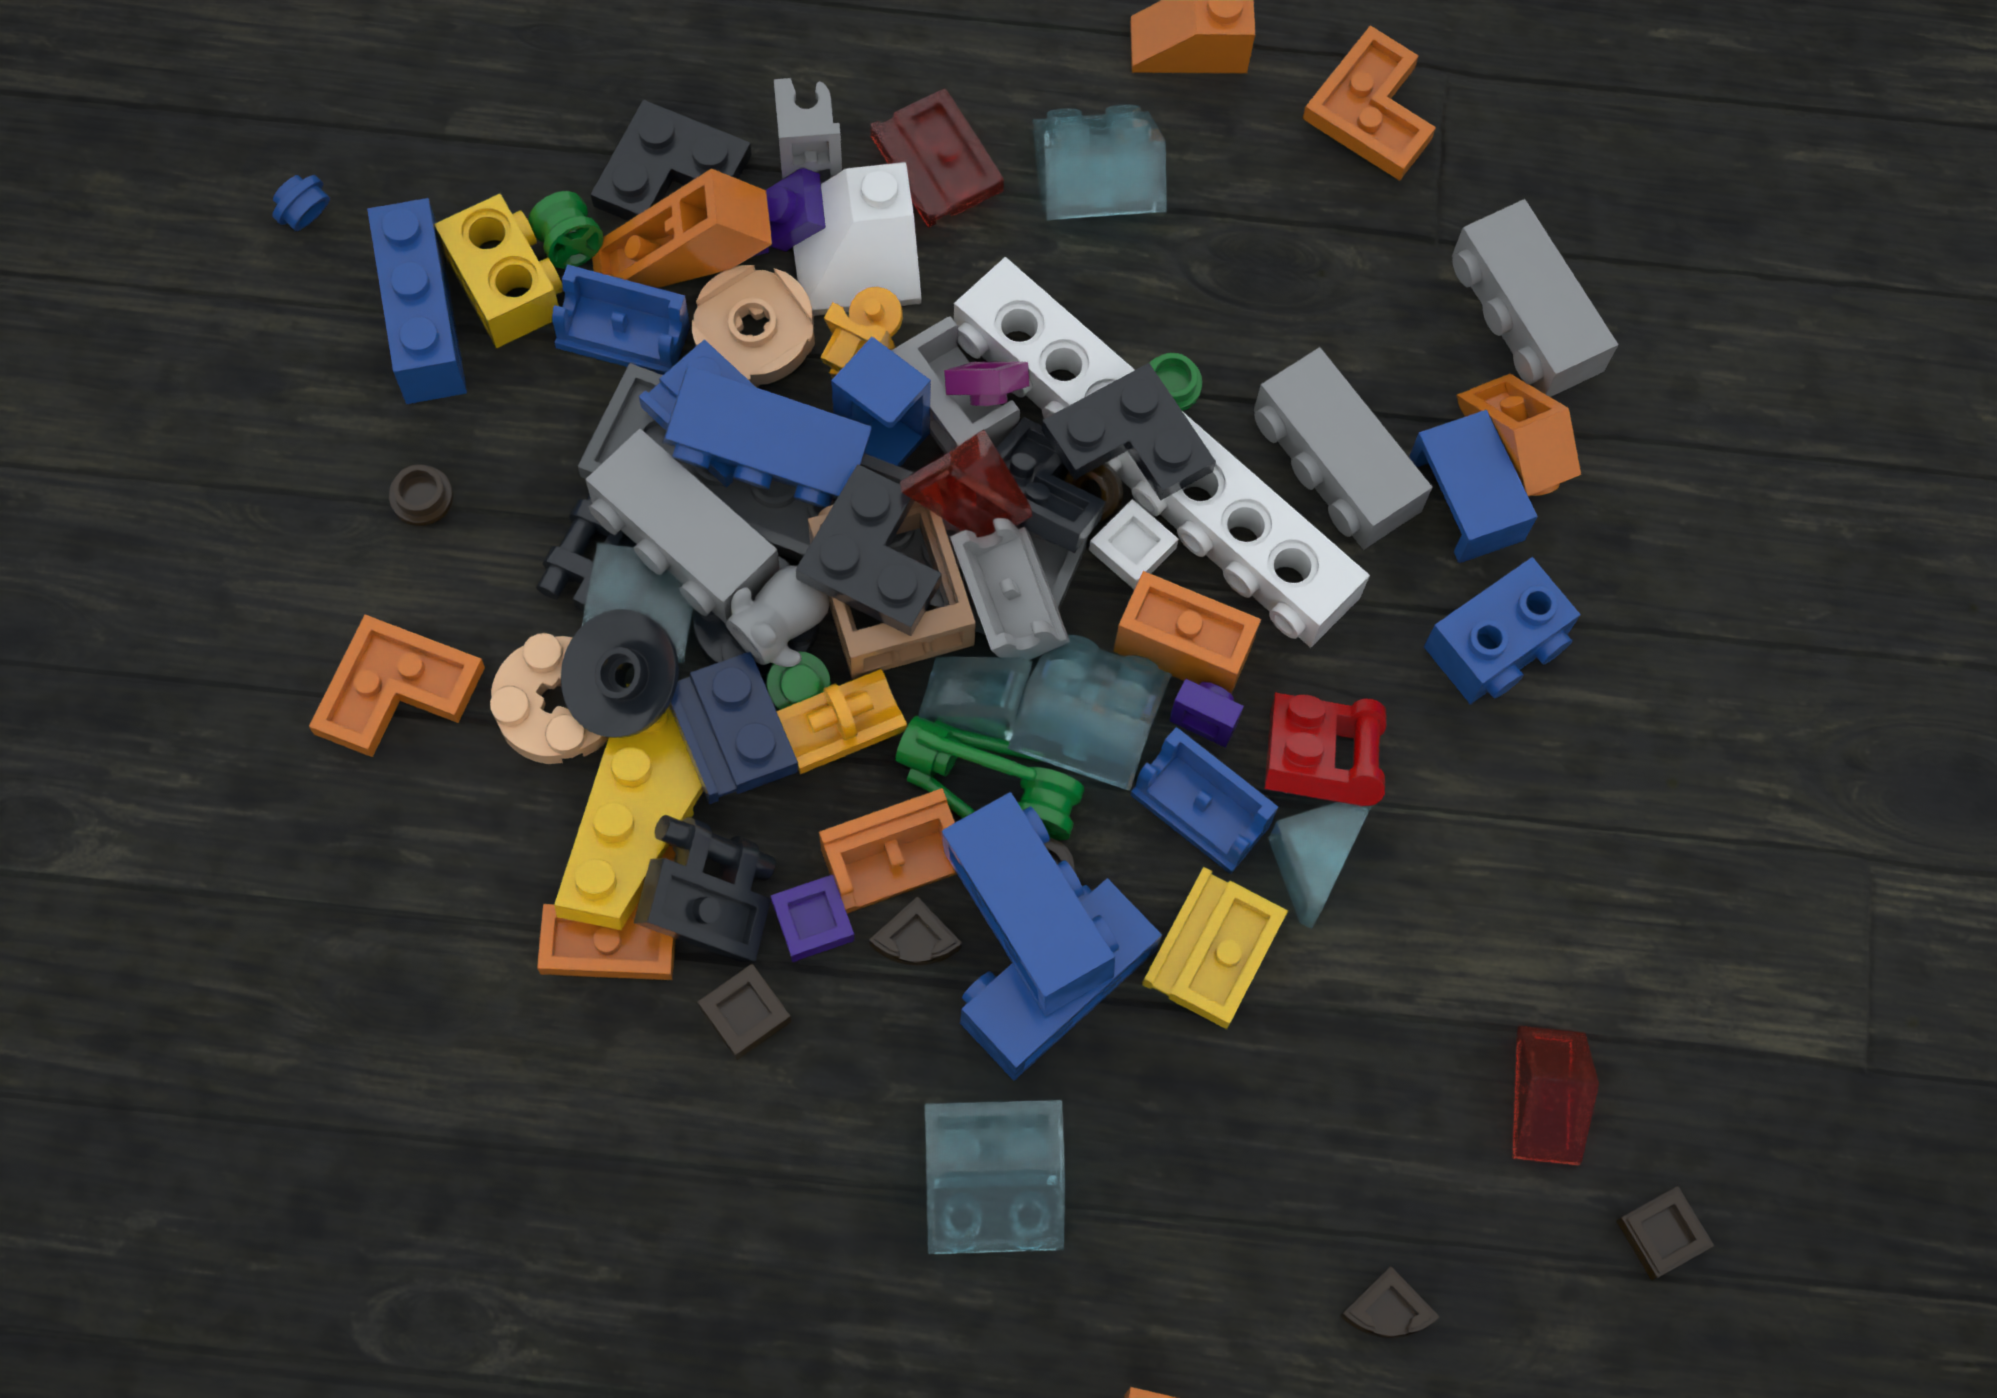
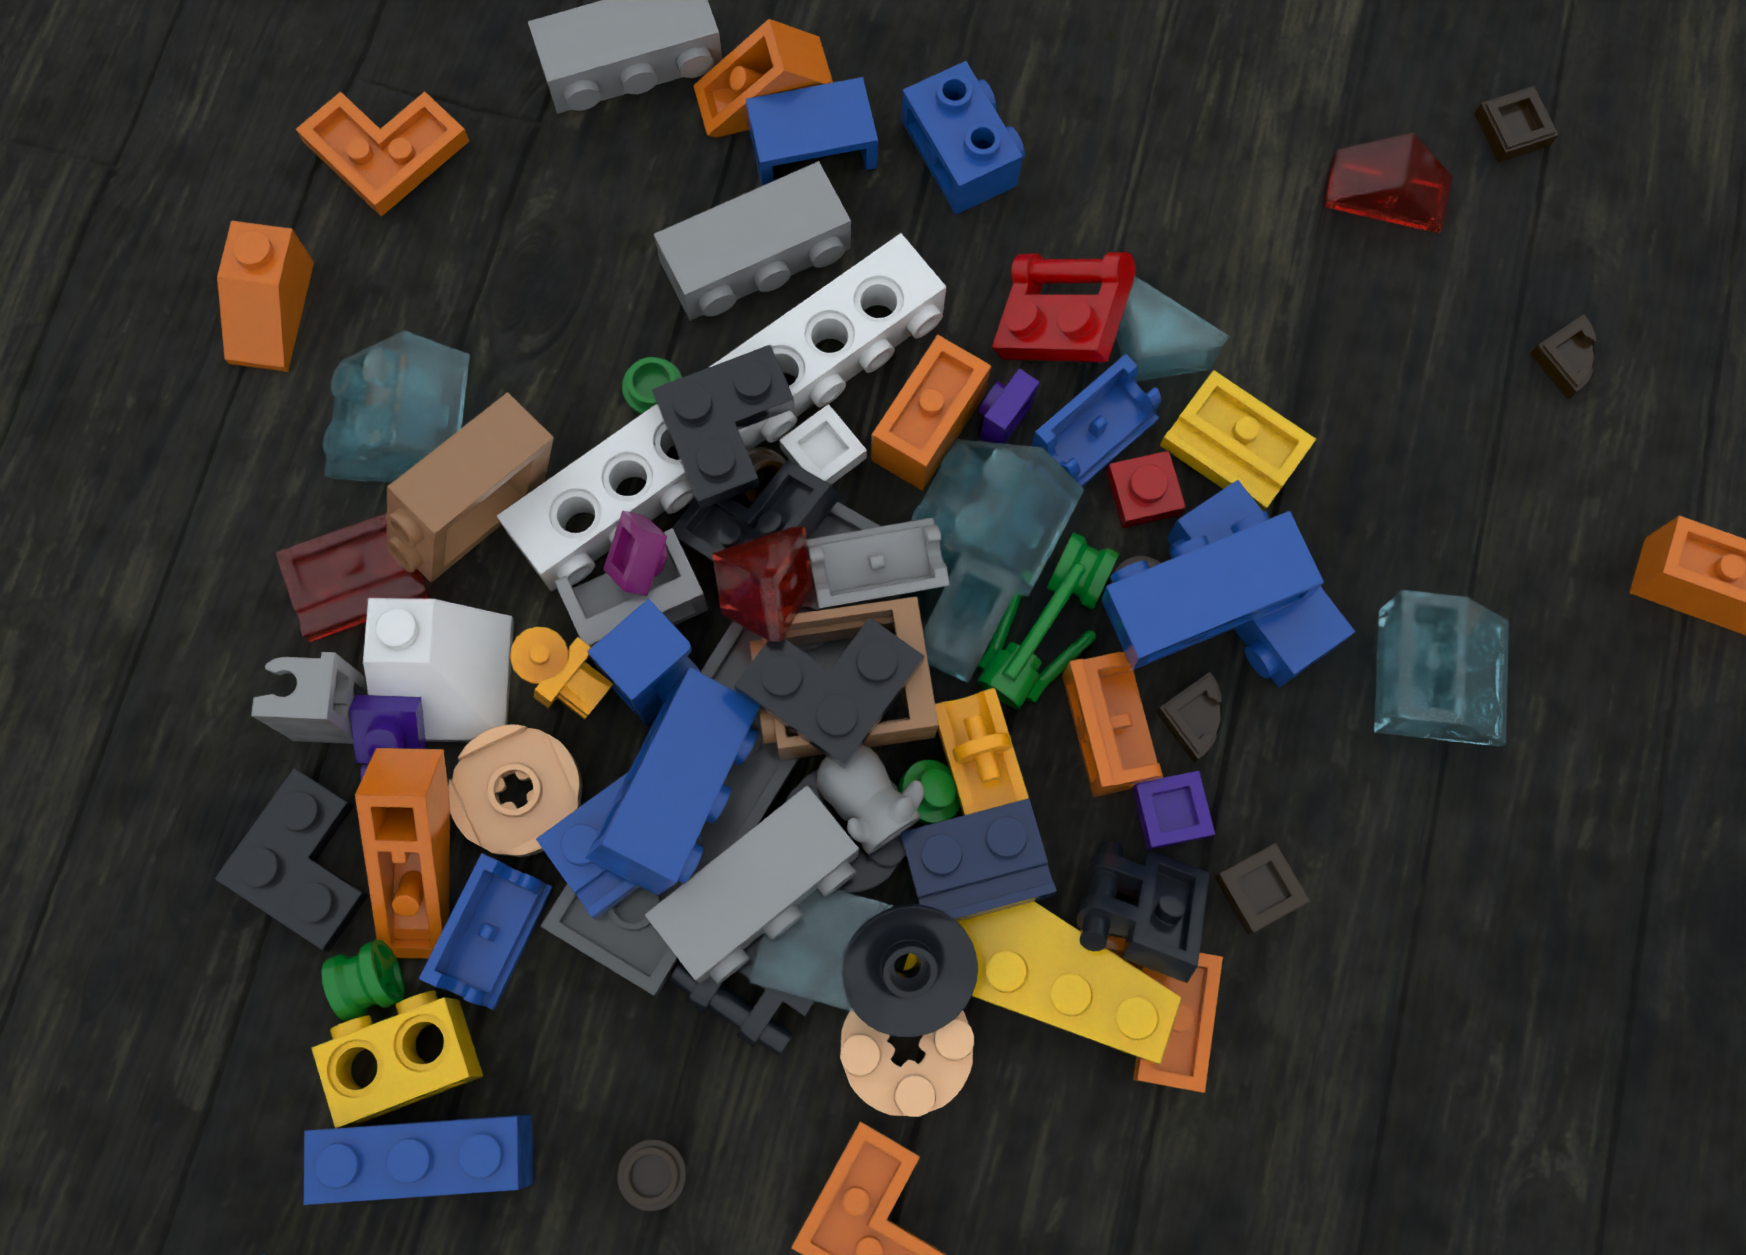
camera: 80 degrees left, 5 degrees up
(1019, 215) = (462, 485): none -> medium nougat window
(1149, 864) = (1145, 489): none -> red plate

